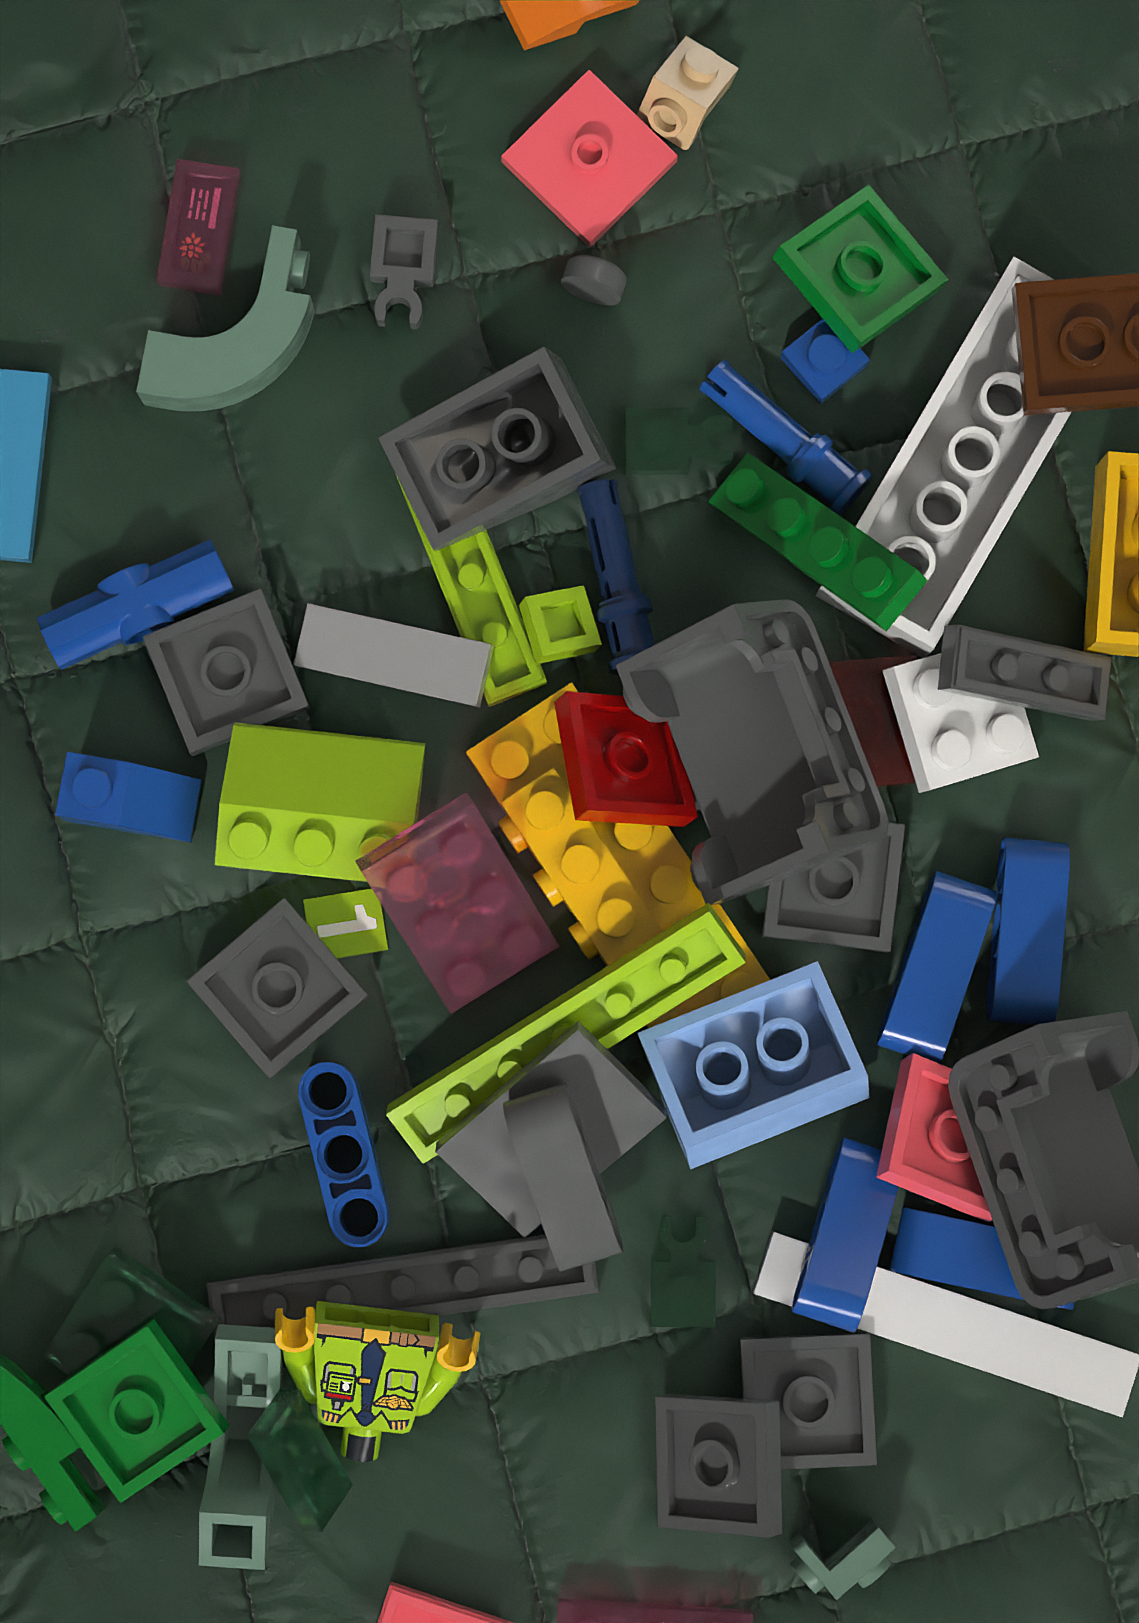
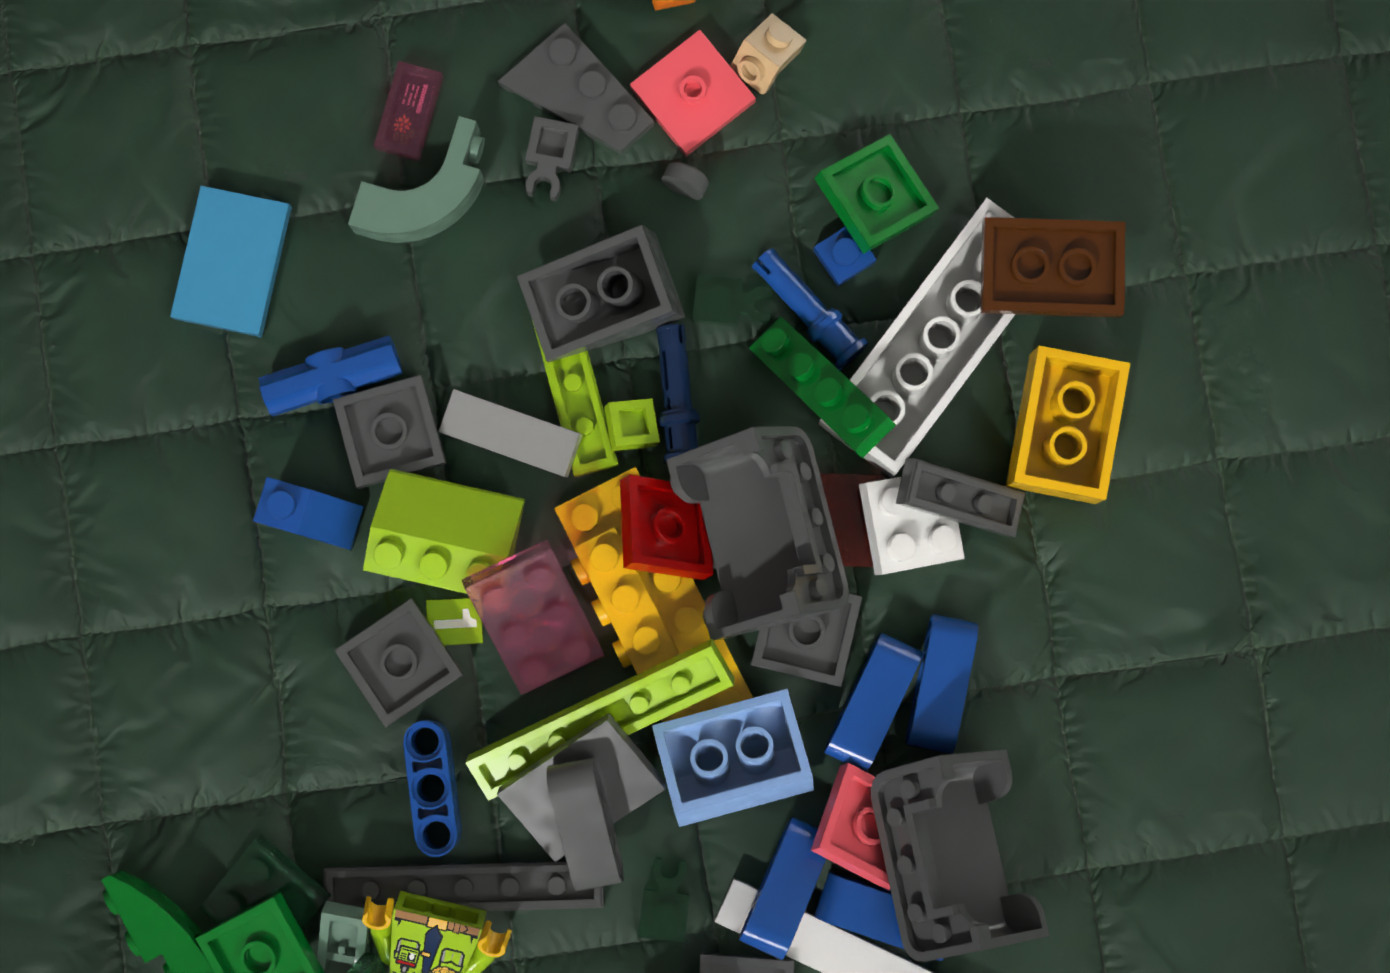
camera: 10 degrees right, 0 degrees up
(426, 167) = (576, 87): none -> dark grey wing

